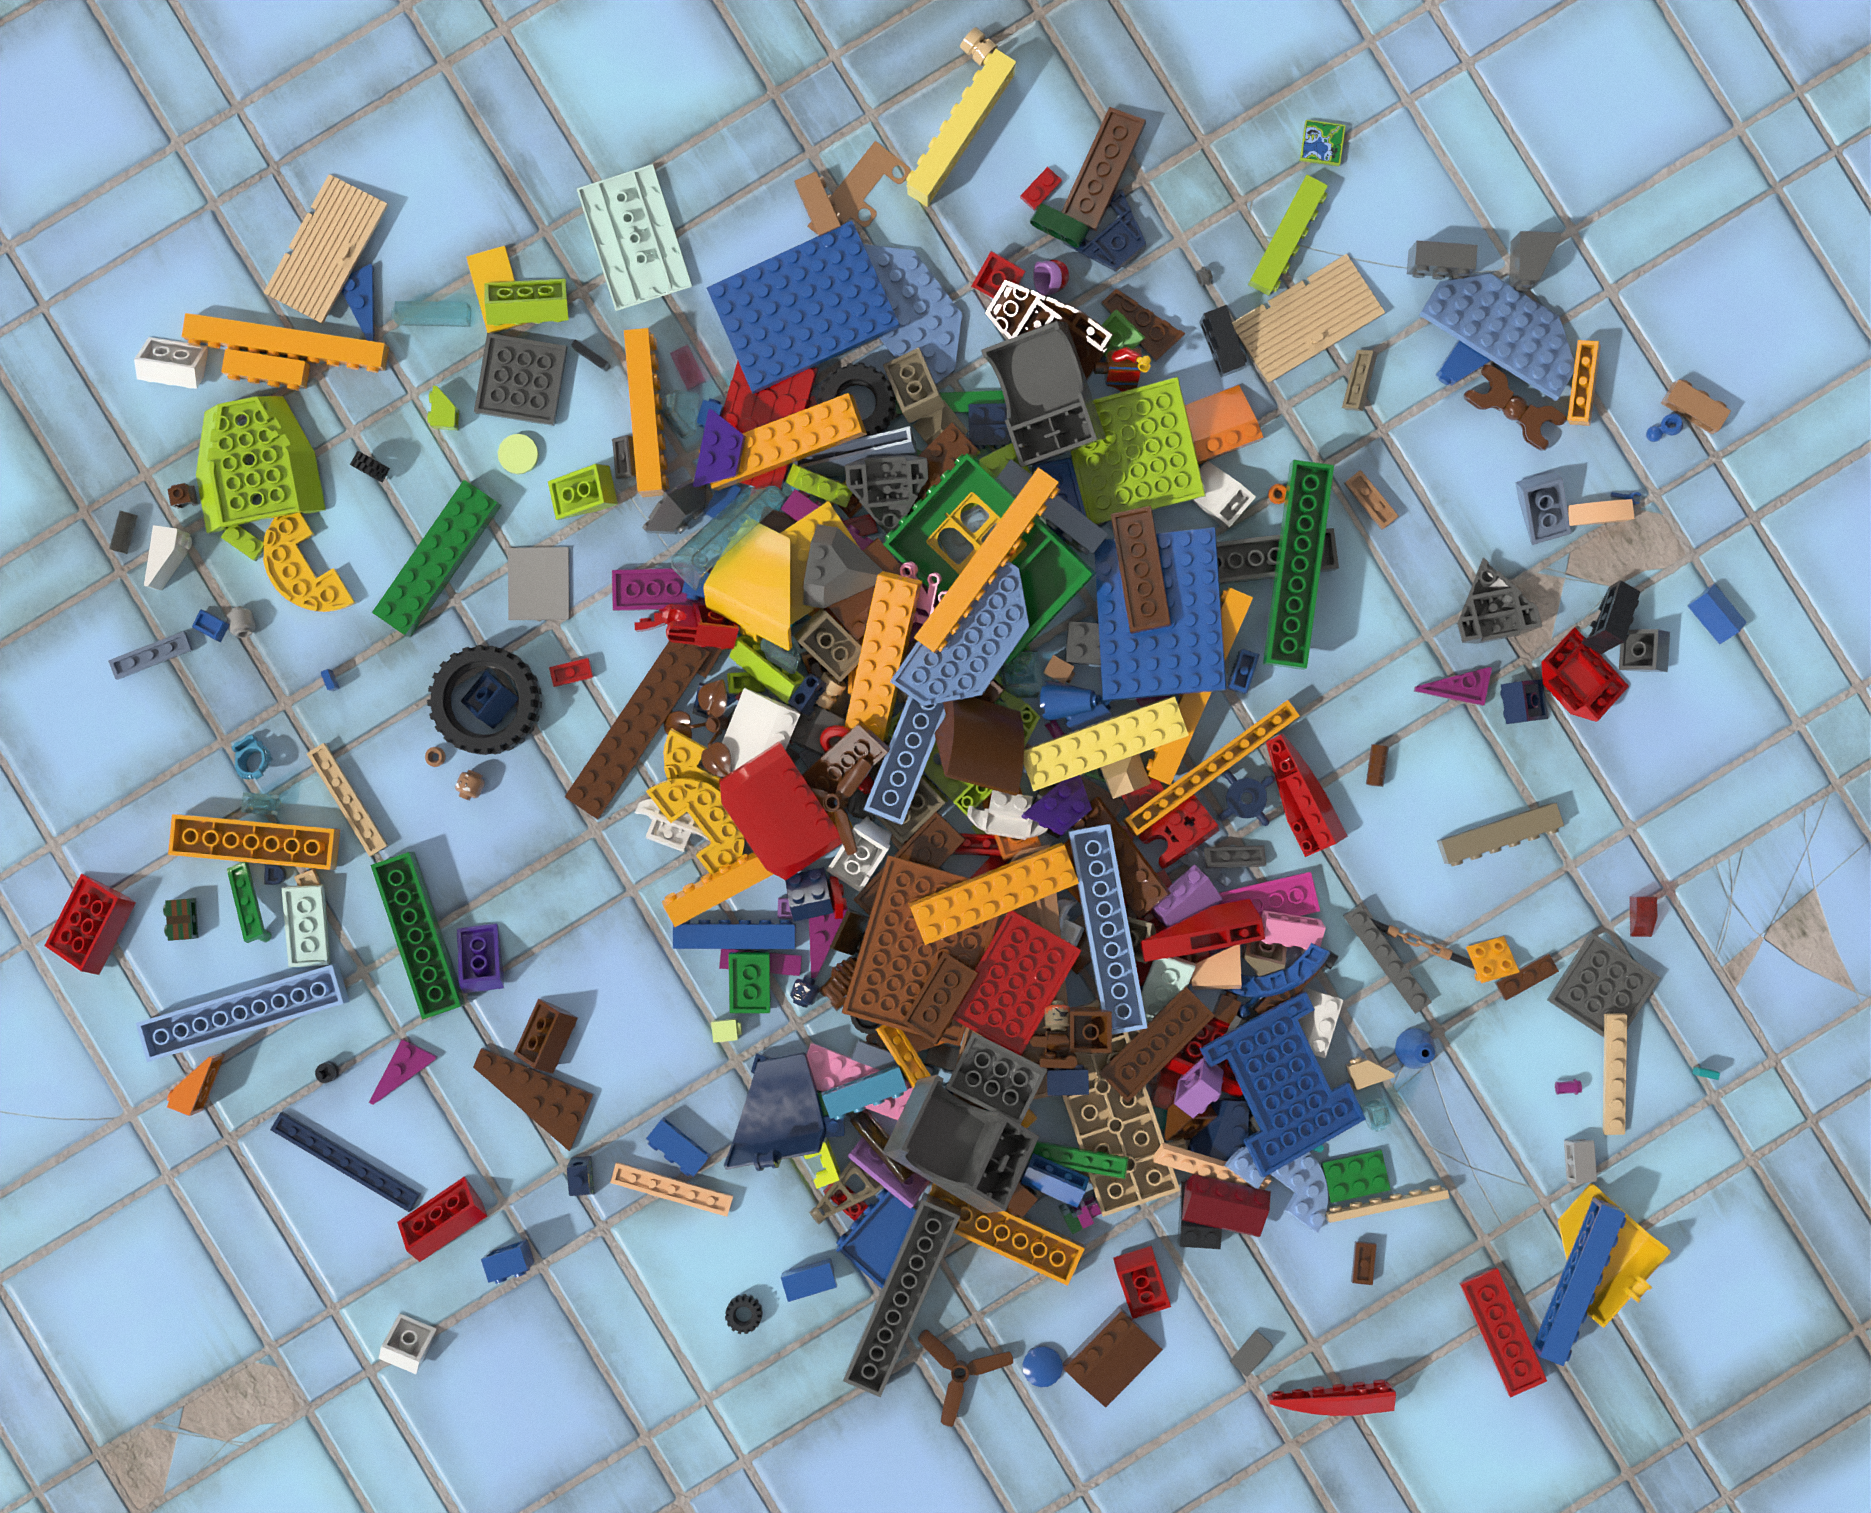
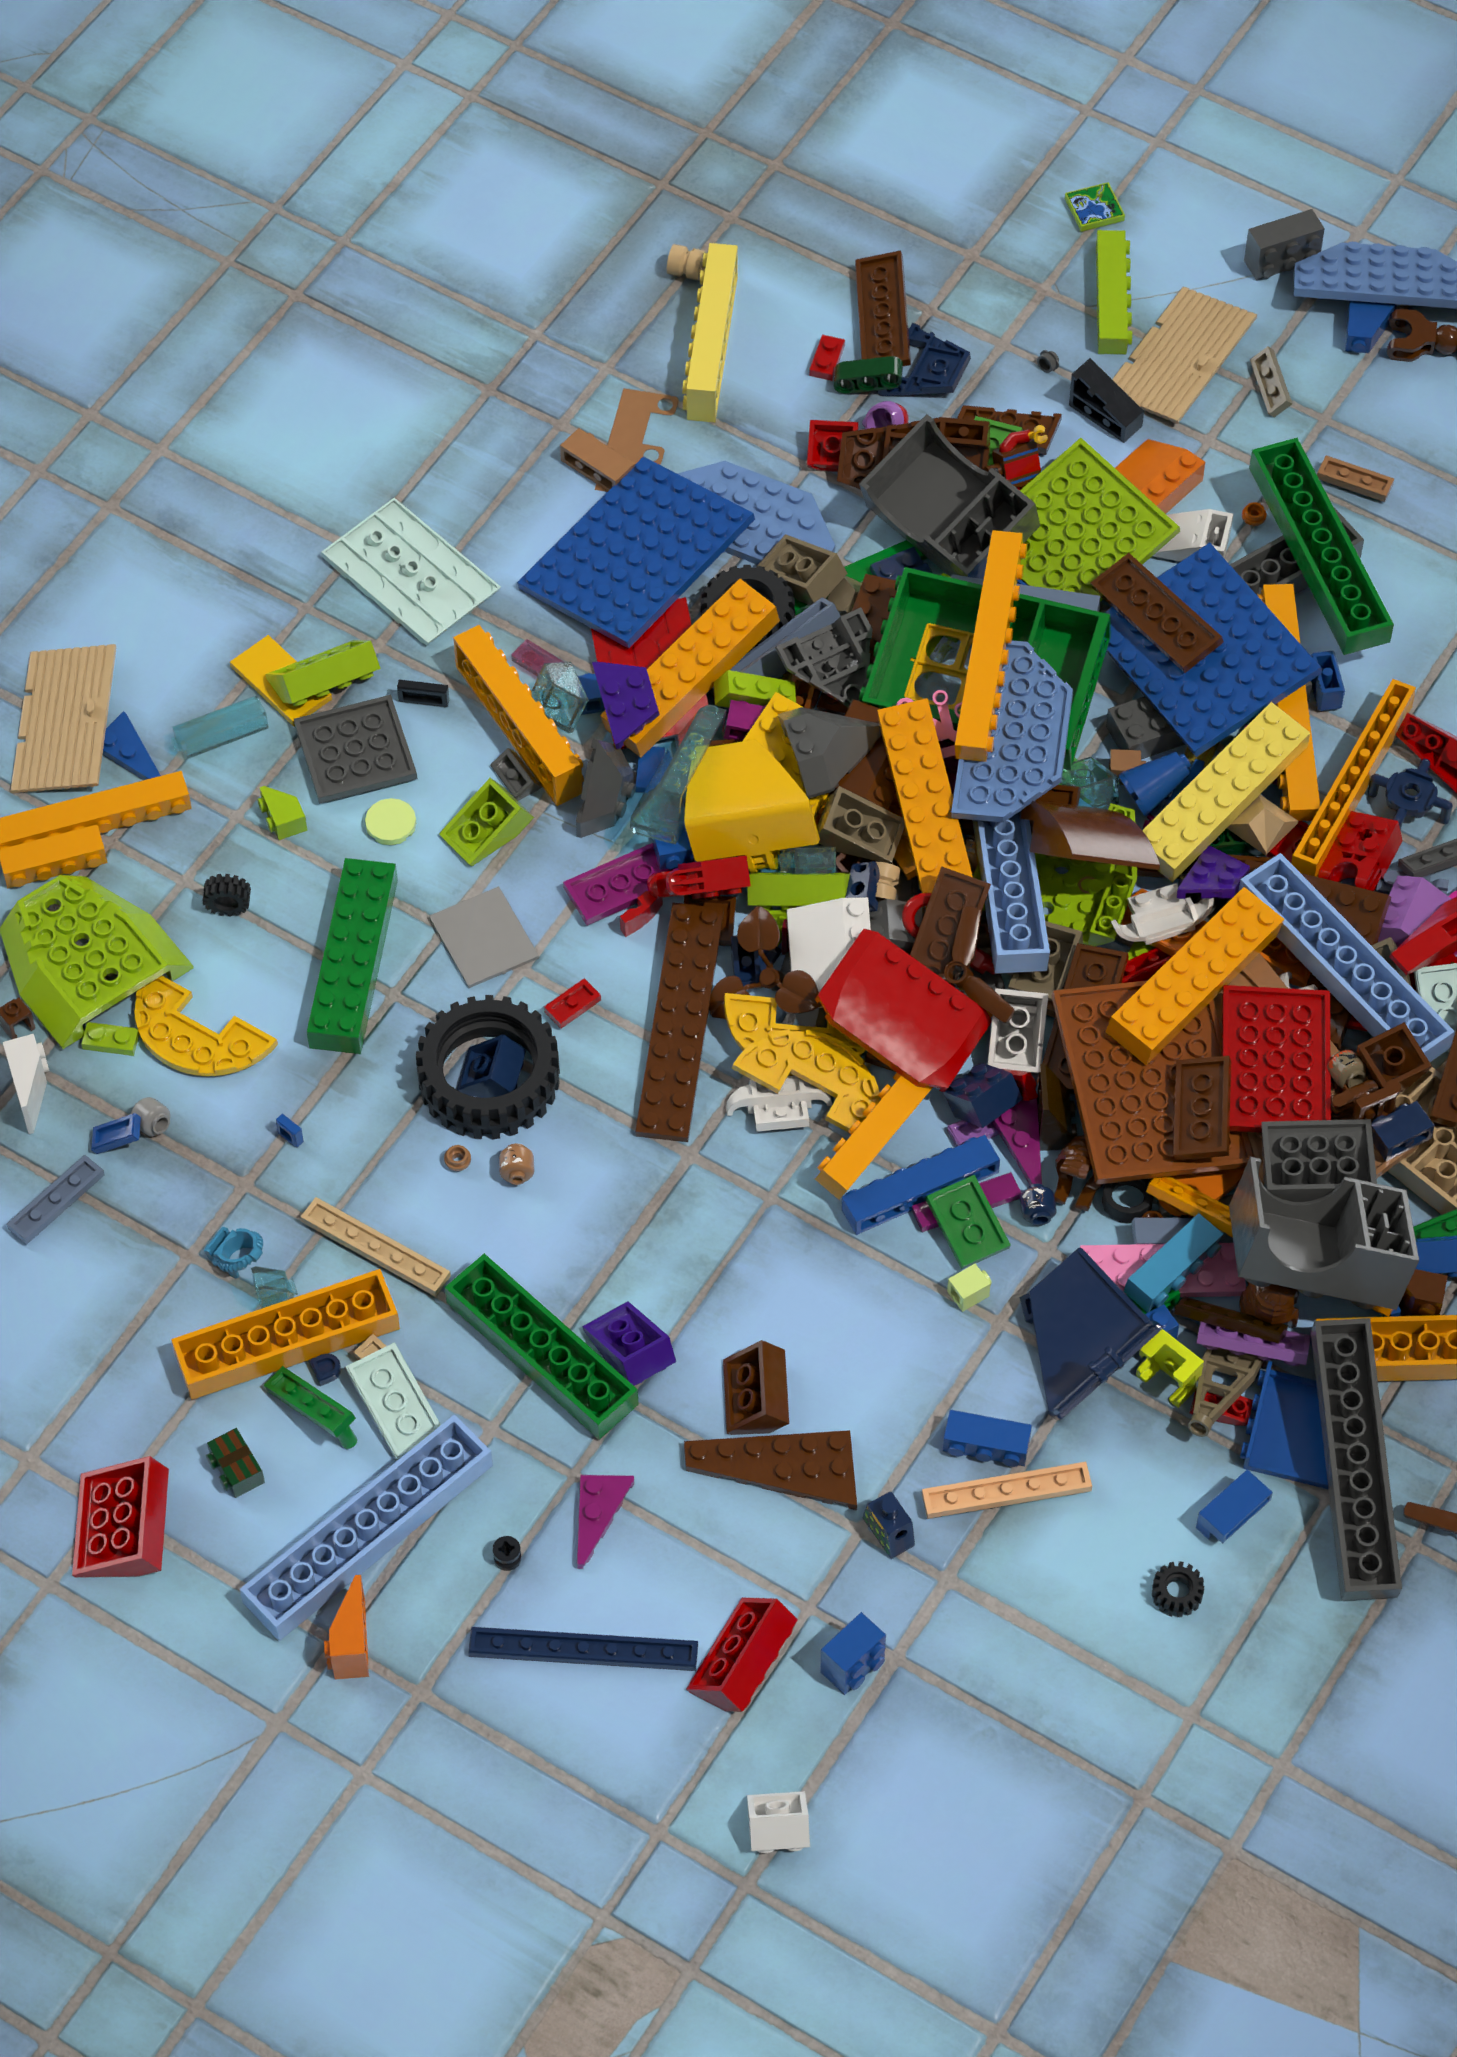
camera: 25 degrees left, 30 degrees down
(1529, 257) = (1371, 206): dark grey slope -> none

